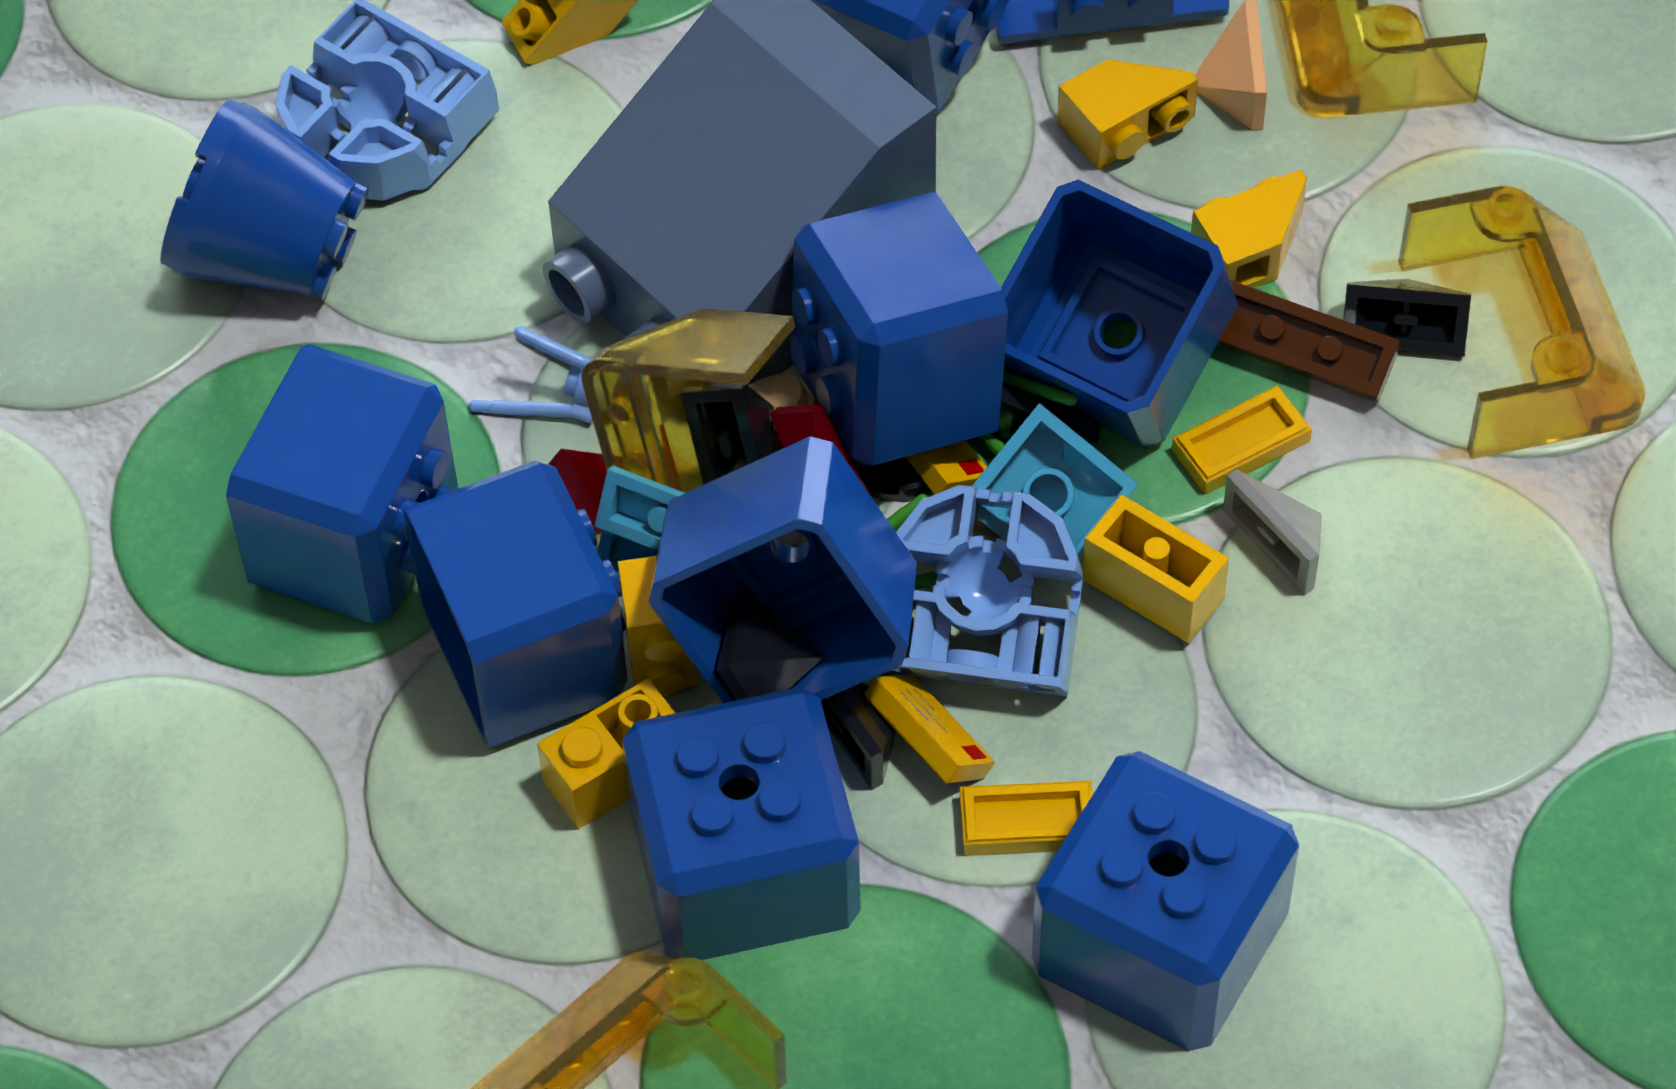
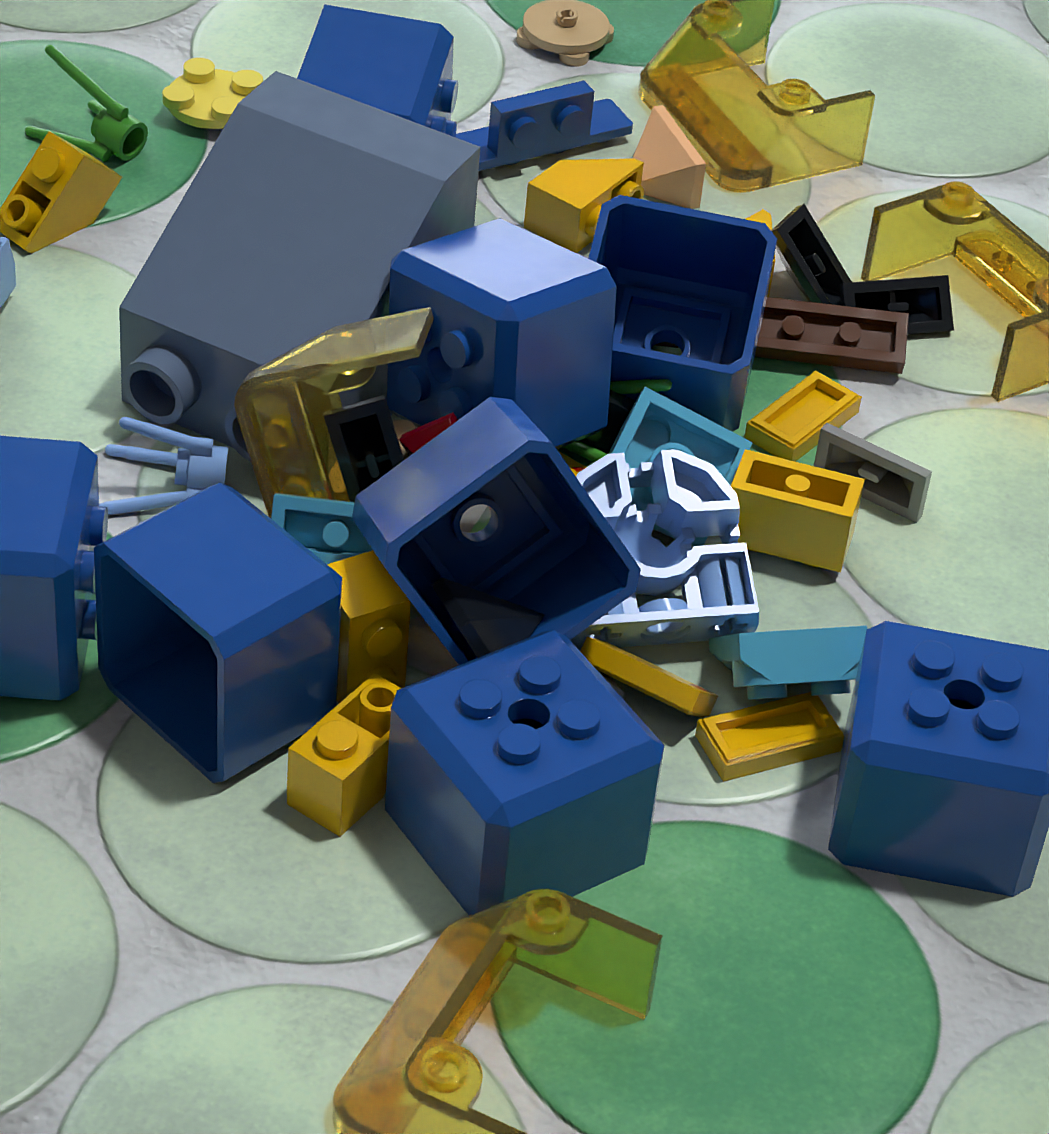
camera: 25 degrees left, 15 degrees down
(1066, 740) = (777, 658): none -> medium azure slope
(1327, 246) = (809, 257): none -> black slope

